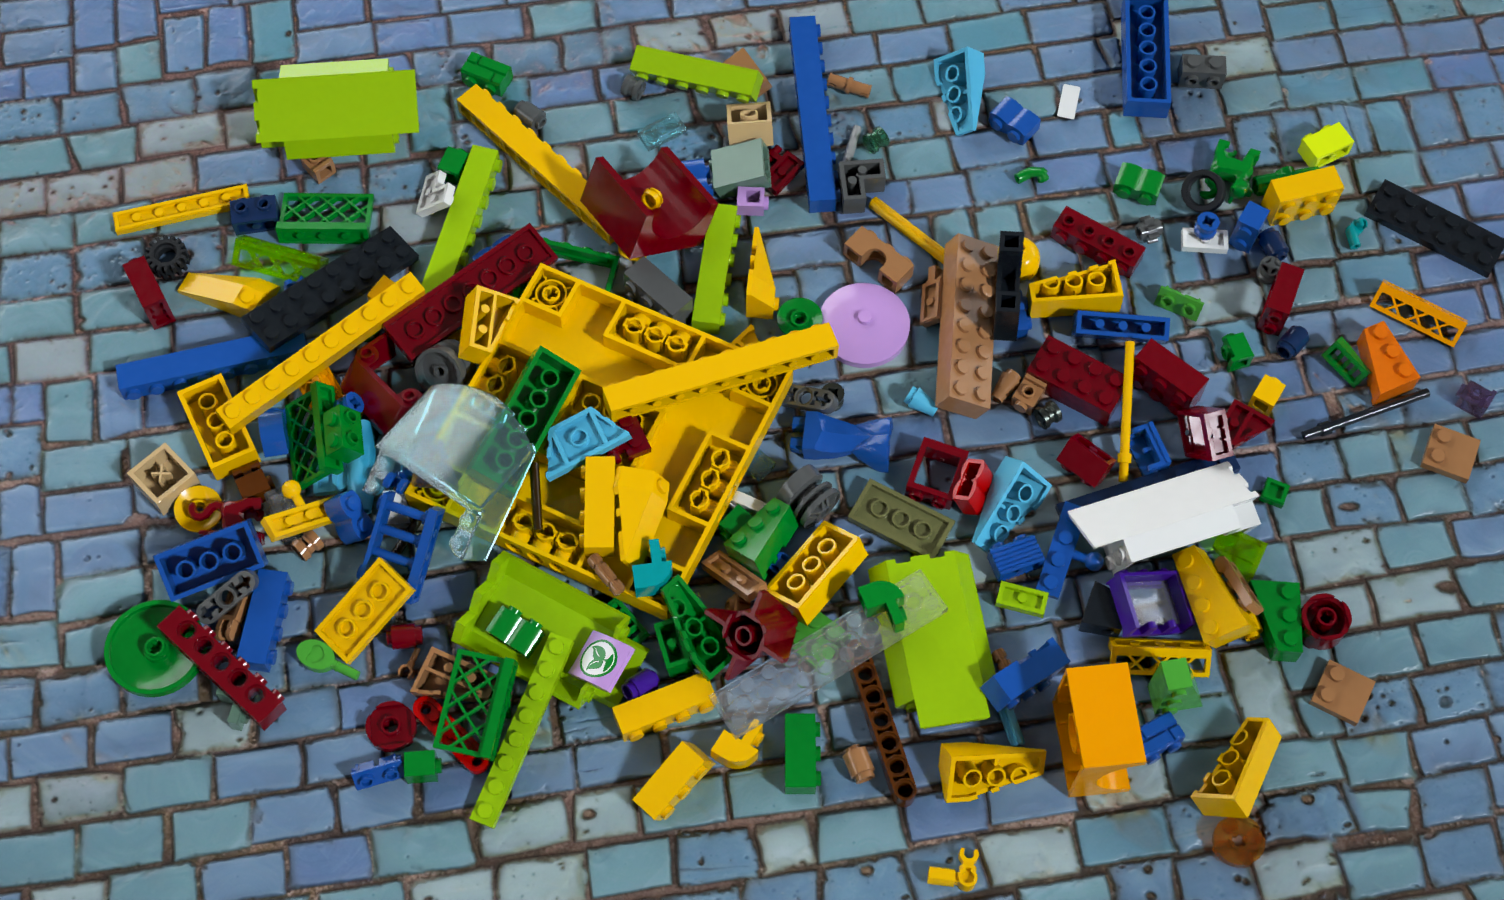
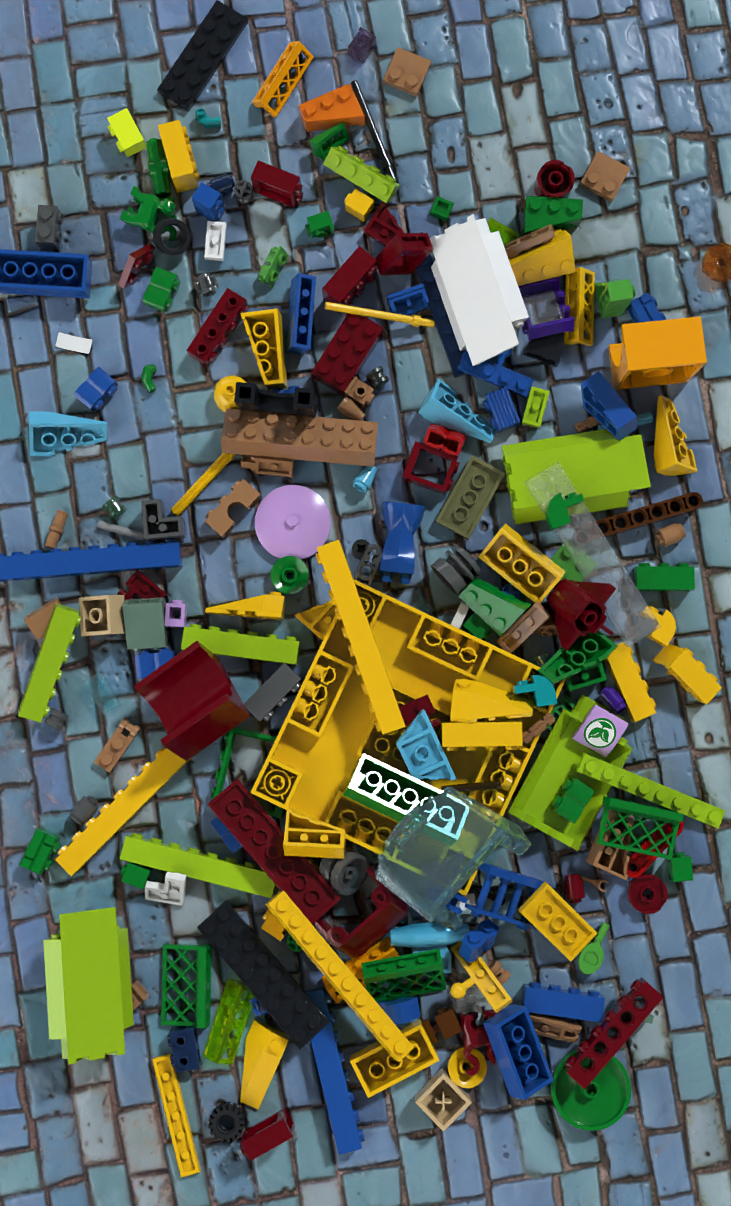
camera: 90 degrees left, 20 degrees up
(236, 580) = (557, 1037): dark grey beam -> none
(343, 434) = (413, 951): green brick -> none
(351, 400) = (381, 954): blue wheel -> none
(368, 775) = (685, 909): blue hinge -> none
(599, 145) = (117, 745): none -> medium nougat plate
(652, 198) = (188, 697): yellow plate -> none
(1085, 460) = (420, 350): dark red brick -> none
(1167, 151) = (134, 263): none -> dark red plate
(1203, 230) = (206, 241): blue wheel -> none
(1240, 771) = (677, 256): yellow wedge -> none
(1292, 342) = (311, 180): dark blue brick -> none
(1305, 395) = (361, 174): none -> lime brick

